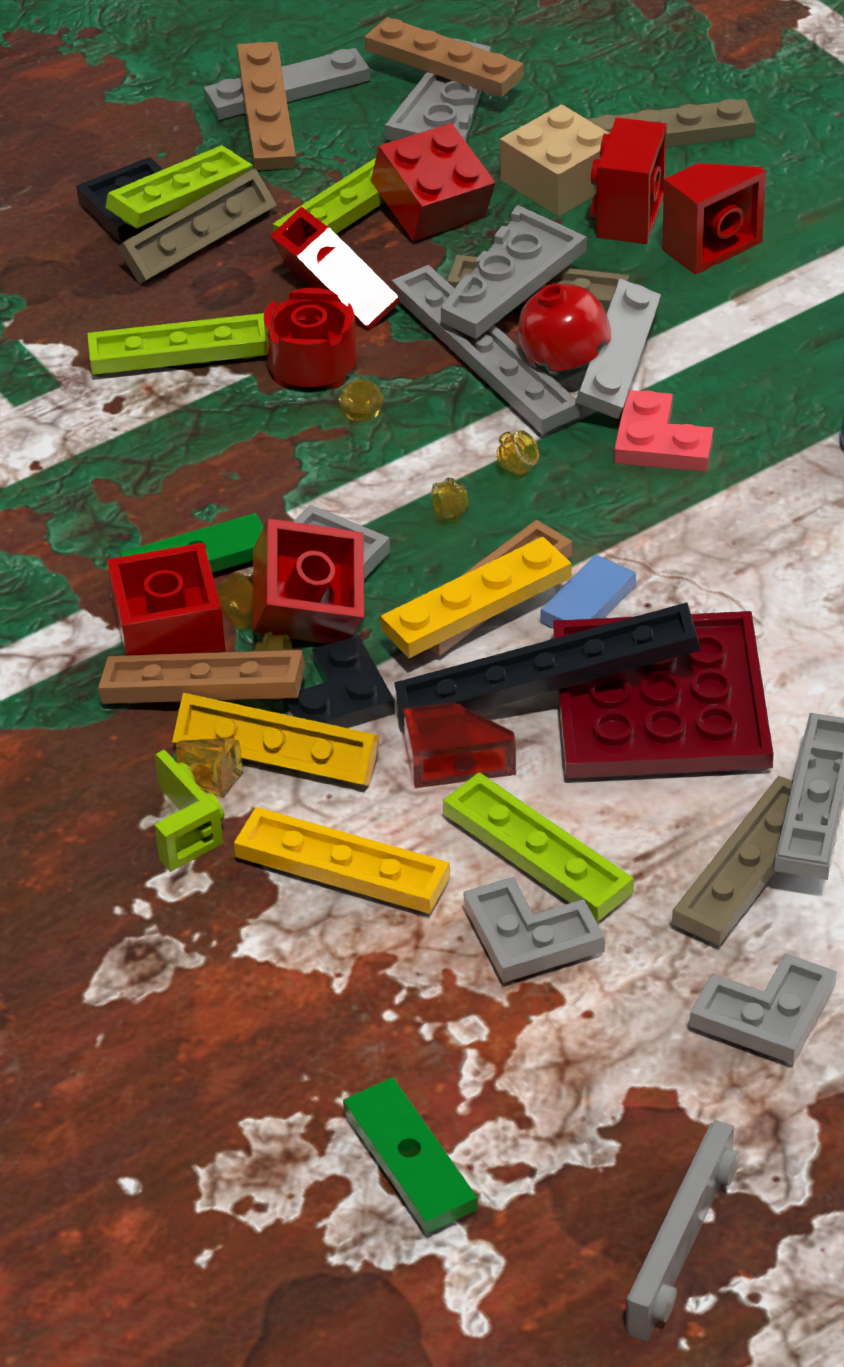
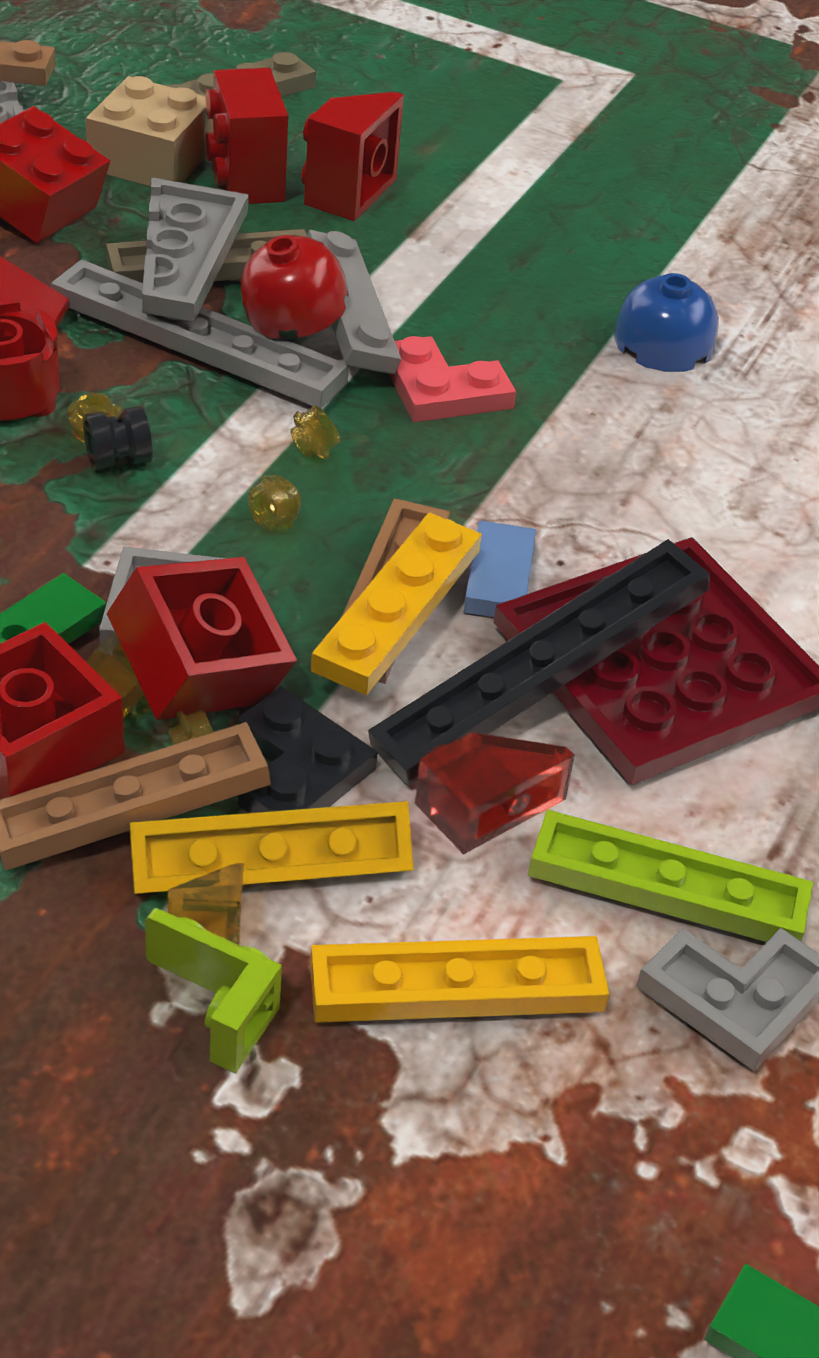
camera: 35 degrees left, 0 degrees up
(361, 420) = (112, 438): none -> black wheel

